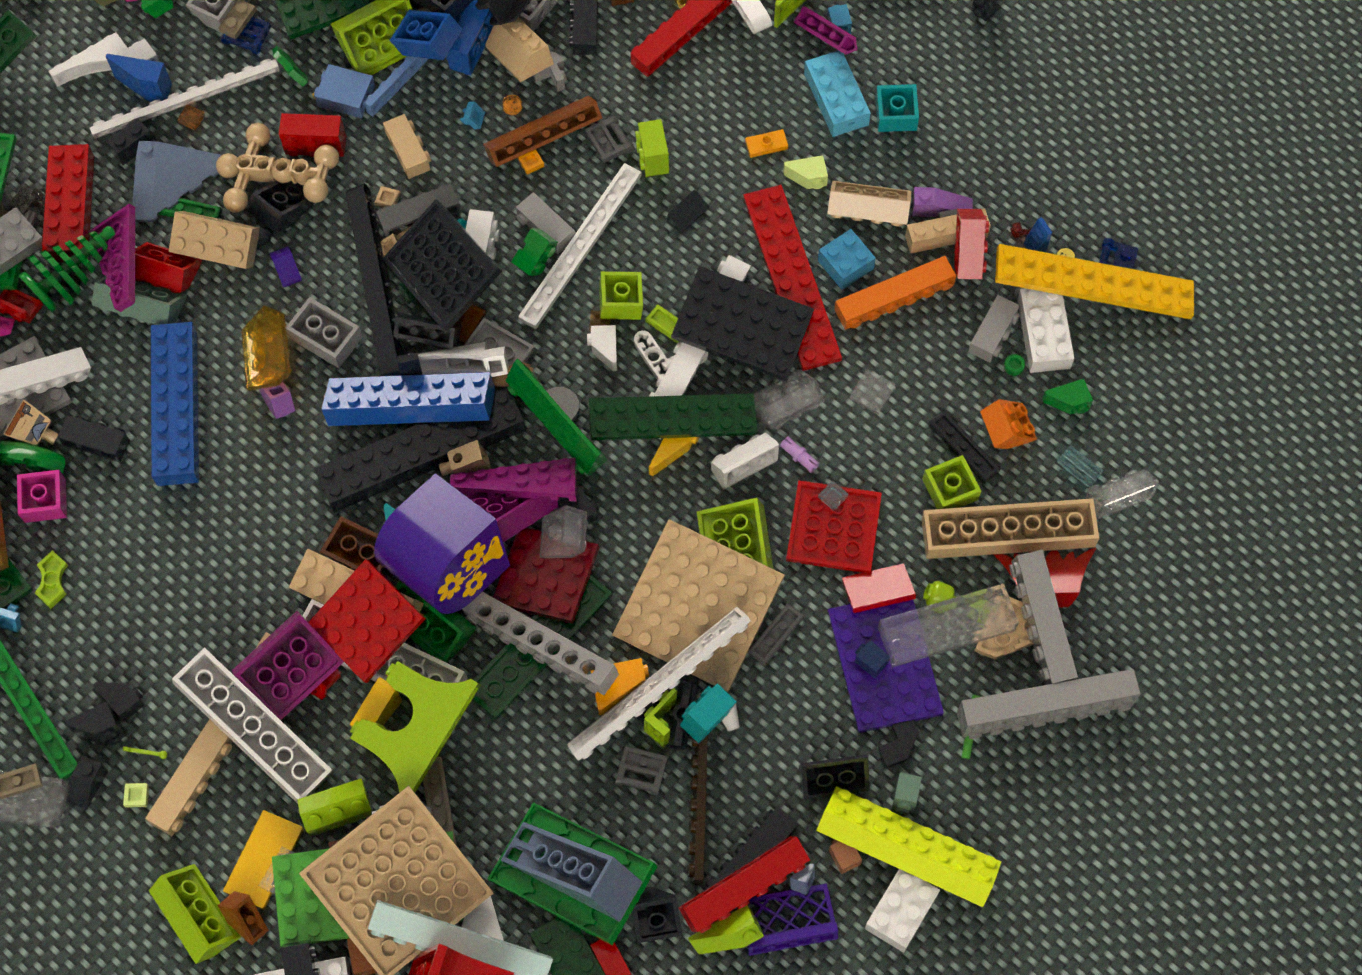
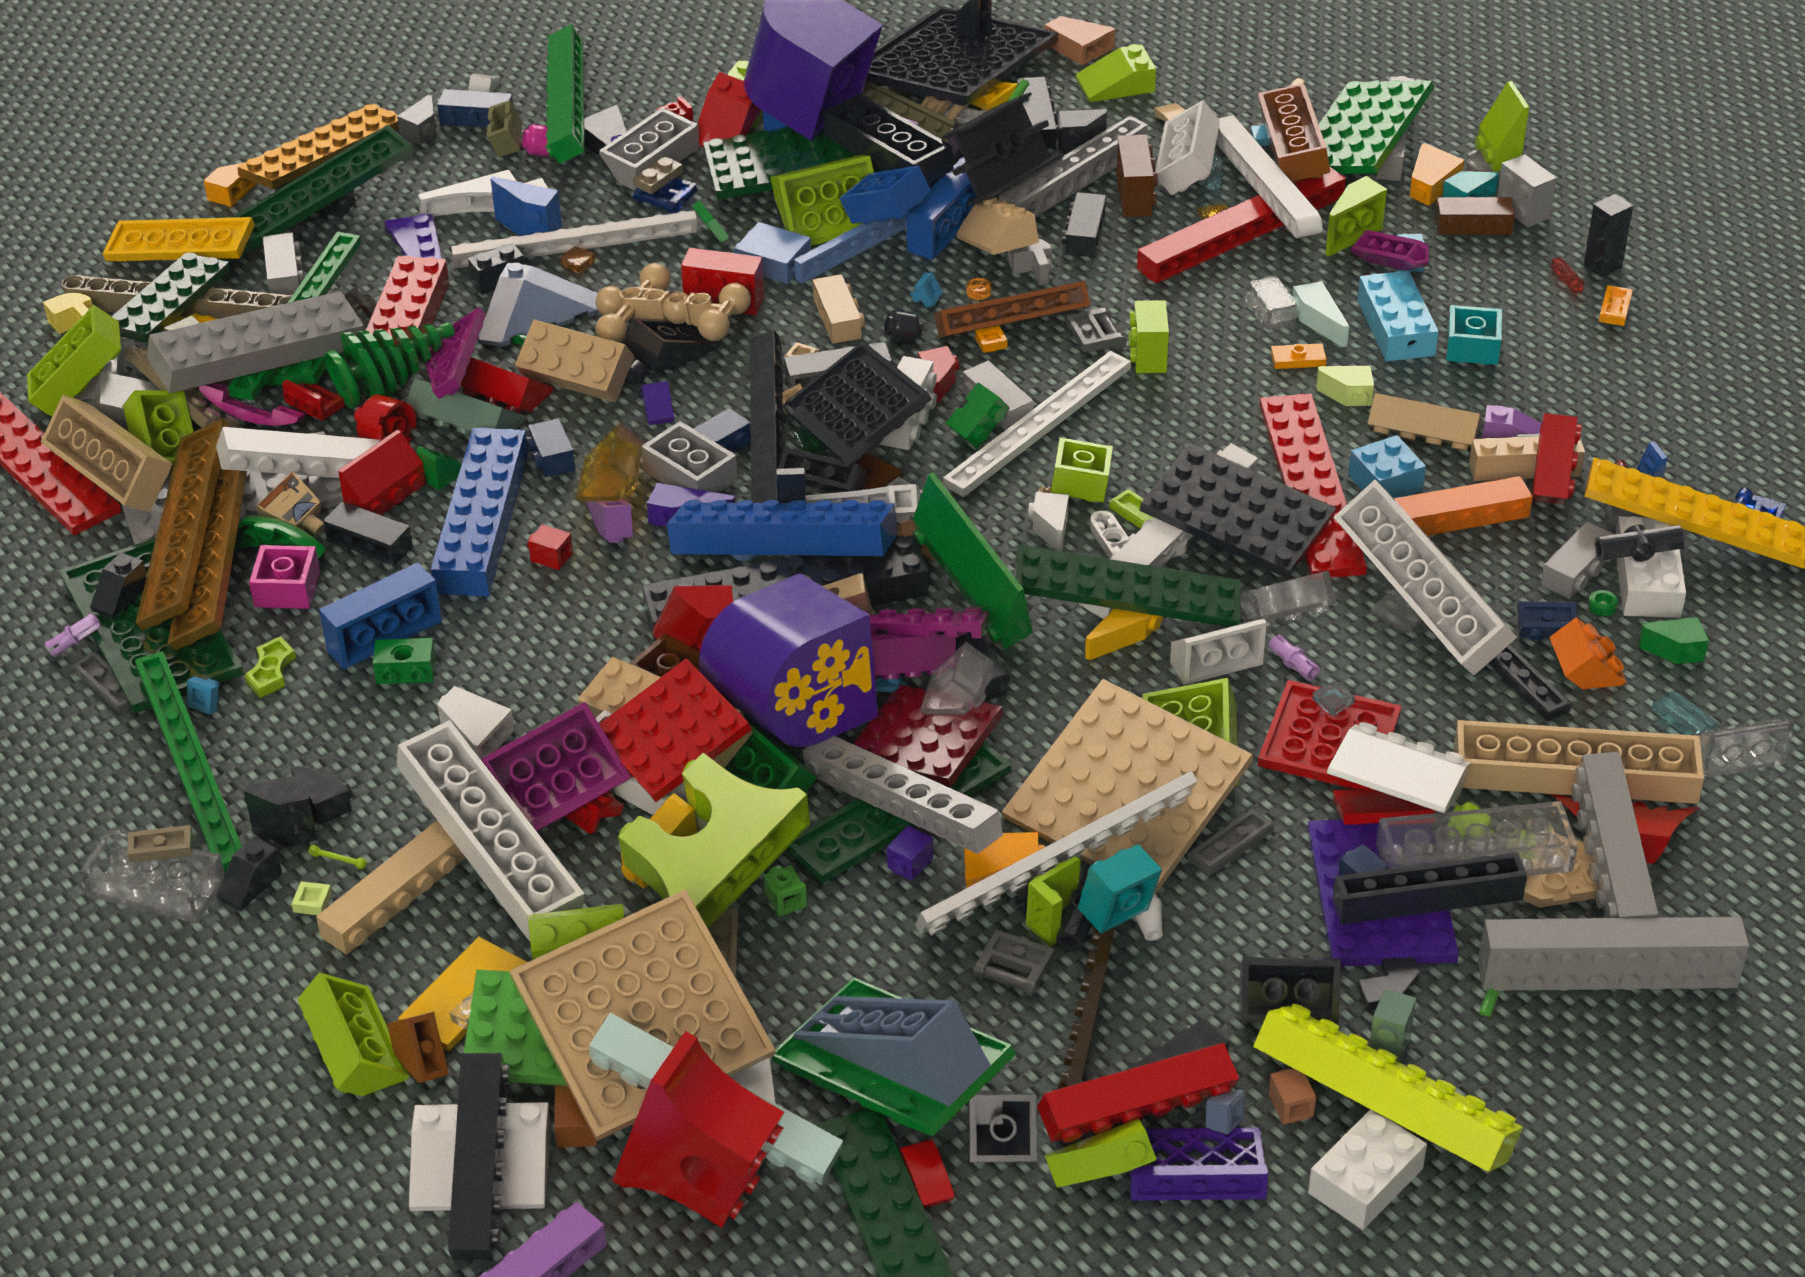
camera: 10 degrees right, 25 degrees down
(59, 115) = (415, 235): none -> wing
(81, 327) = (383, 416): none -> red brick
(92, 385) = (382, 475): none -> red slope
(124, 525) = (382, 611): none -> blue brick
(133, 361) = (438, 467): none -> green slope
(140, 558) = (404, 660): none -> green brick
(215, 329) = (550, 448): none -> brick
(216, 613) = (477, 719): none -> white slope
(235, 431) = (550, 547): none -> red brick
(317, 373) = (669, 498): none -> slope
(343, 295) = (727, 430): none -> brick
(368, 512) = (691, 612): none -> red slope
(461, 159) = (903, 327): none -> black head
(475, 737) = (782, 883): none -> bright green brick
(496, 200) = (944, 366): none -> slope
(553, 686) = (909, 853): none -> dark purple brick
(687, 211) = (1183, 406): black slope -> none
(739, 91) = (1271, 303): none -> clear brick
(777, 96) = (1320, 312): none -> light aqua slope
(886, 373) = (1425, 578): none -> white brick
(888, 568) = (1400, 767): none -> white slope
(919, 670) = (1429, 888): none -> black brick
(951, 484) = (1500, 699): lime brick -> none
(960, 25) = (1567, 275): none -> clear red axle
(976, 391) = (1543, 619): none -> dark blue bracket
(999, 55) = (1615, 305): none -> light orange plate
(1038, 321) = (1639, 543): none -> black piece

